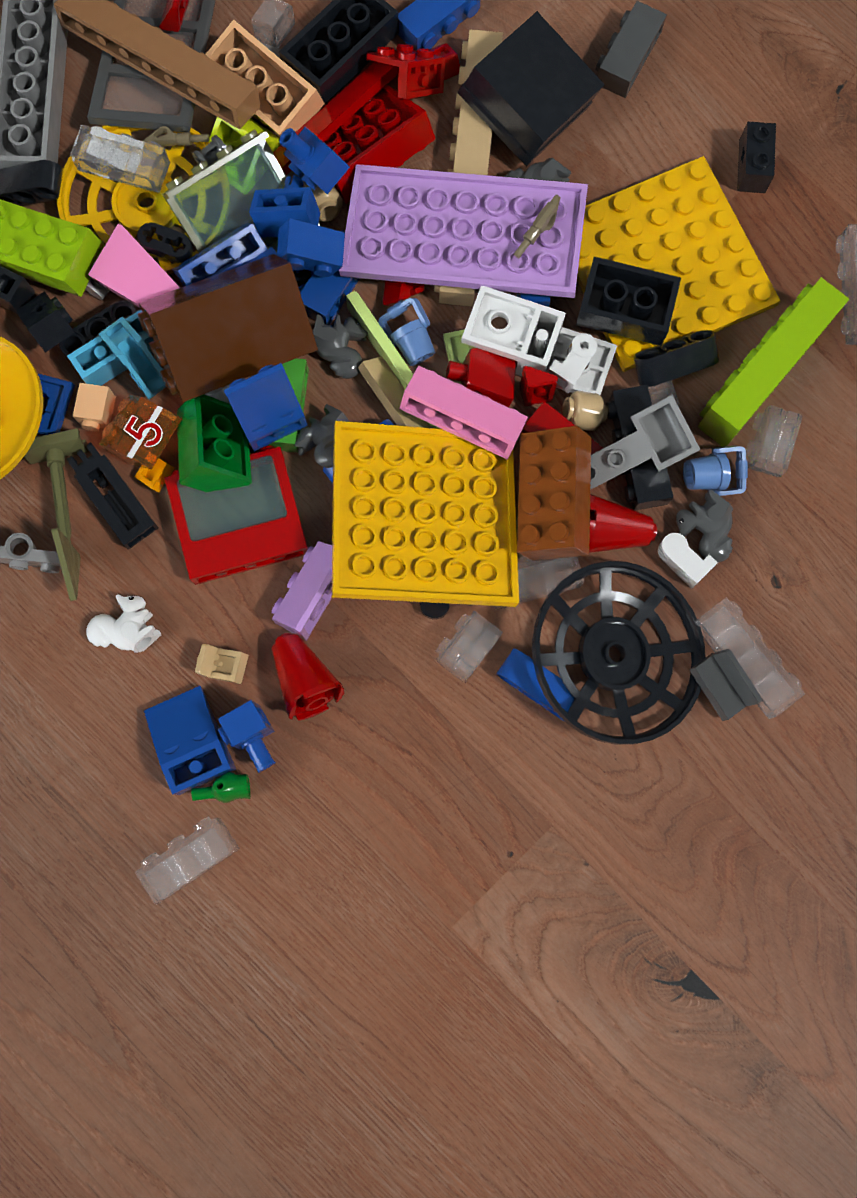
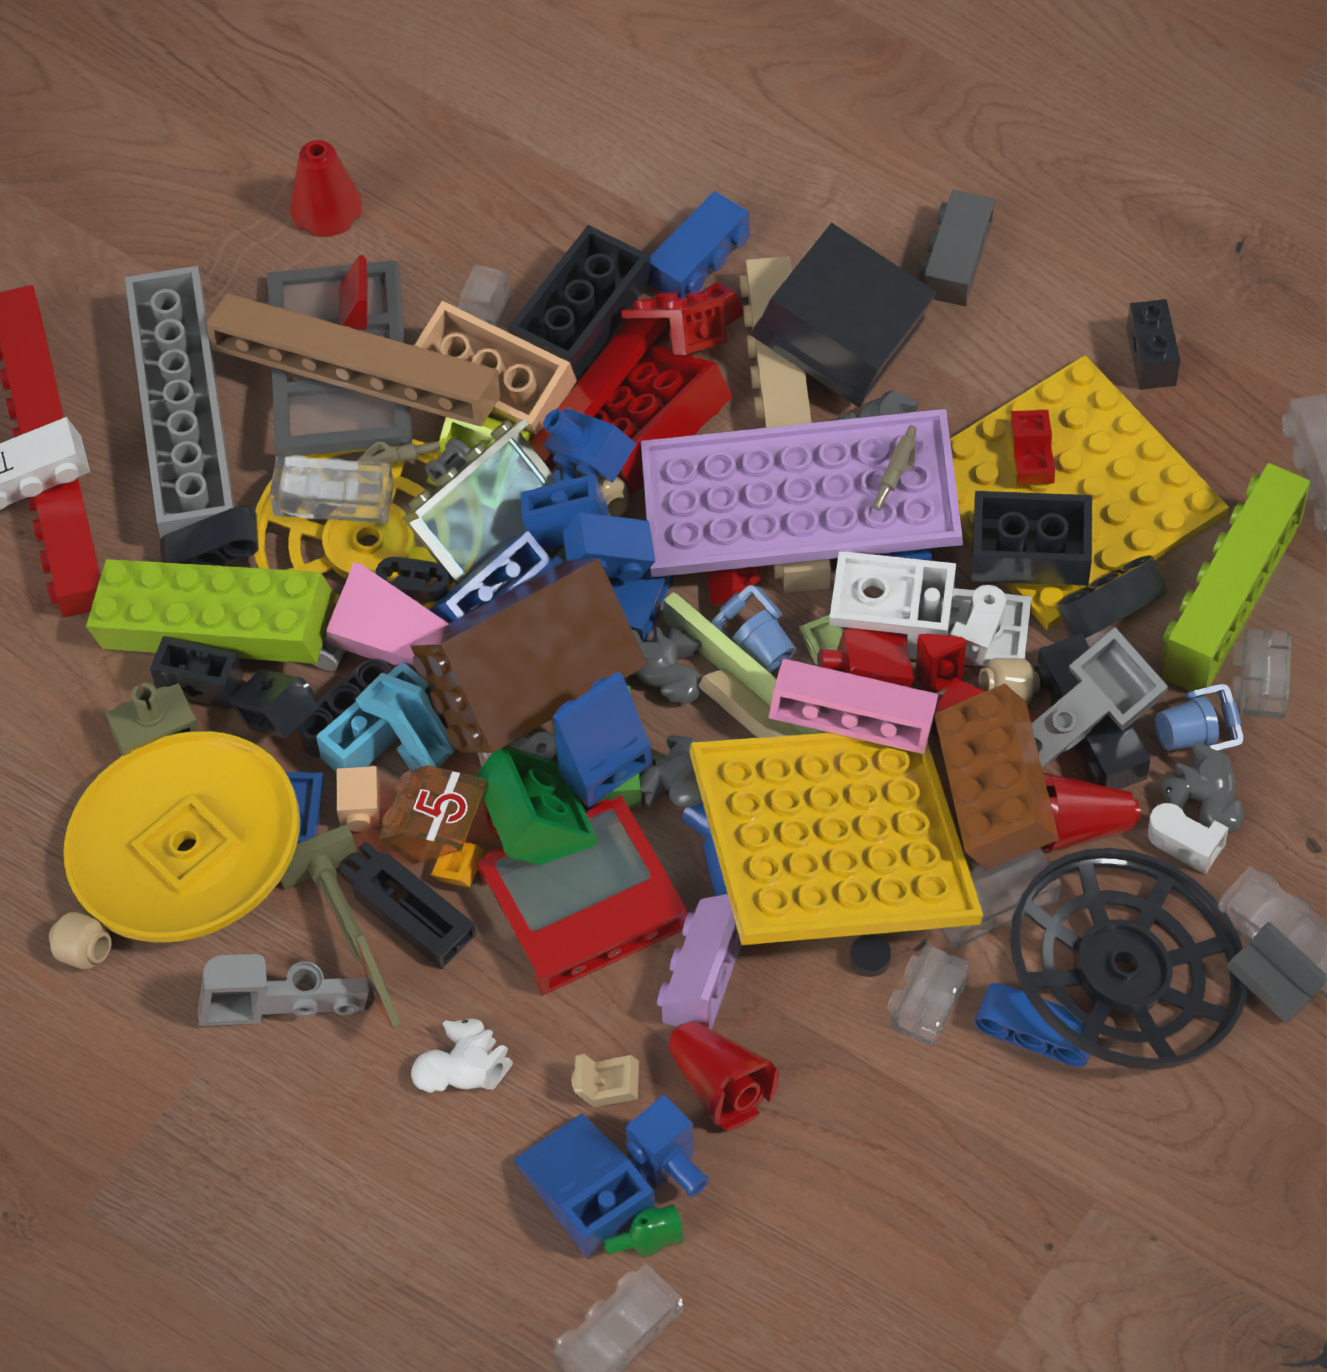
camera: 10 degrees left, 20 degrees down
(646, 224) = (1032, 447): none -> red slope

